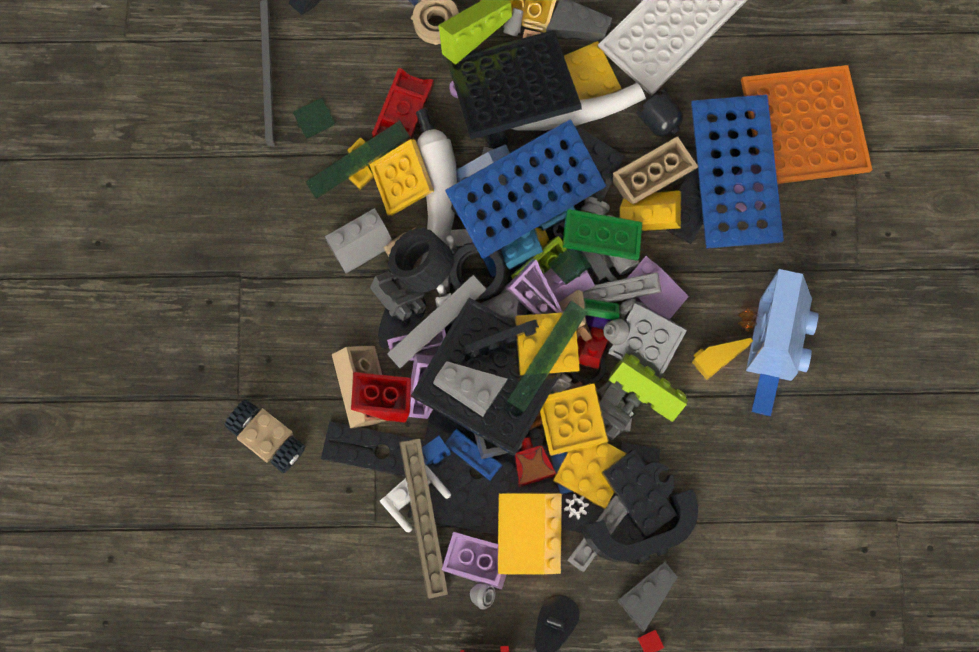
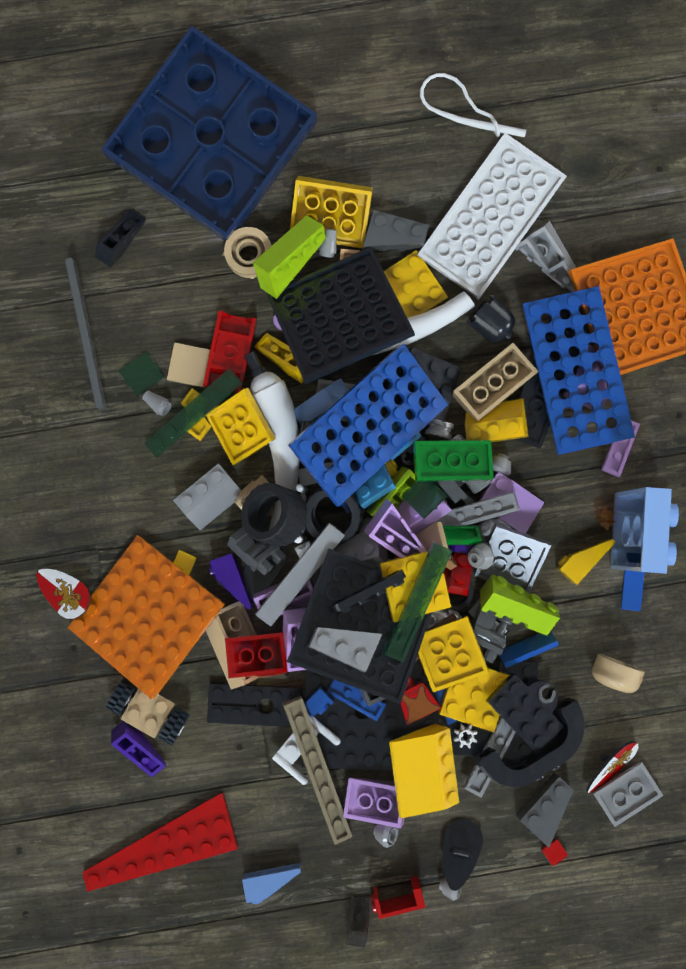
camera: 15 degrees left, 10 degrees up
(203, 310) = (64, 593): none -> shield
(247, 472) = (136, 748): none -> dark purple slope
(279, 343) = (146, 617): none -> orange plate
(279, 572) = (188, 838): none -> red wing
(324, 146) = (158, 403): none -> light grey cone
(324, 301) = (185, 561): none -> yellow tile
(351, 627) = (264, 883): none -> medium blue slope
(360, 115) = (188, 365): none -> tan tile
(366, 315) = (230, 576): none -> dark purple slope
(452, 120) = (280, 355): none -> yellow slope
(651, 250) = (501, 464): none -> light grey cone
(652, 434) = (527, 648): none -> blue tile
(722, 561) = (612, 764): none -> shield
(725, 62) = (549, 253): none -> light grey wedge
(733, 594) = (627, 794): none -> light grey plate
(737, 468) = (617, 674): none -> tan piece
(769, 258) = (618, 454): none -> lavender tile

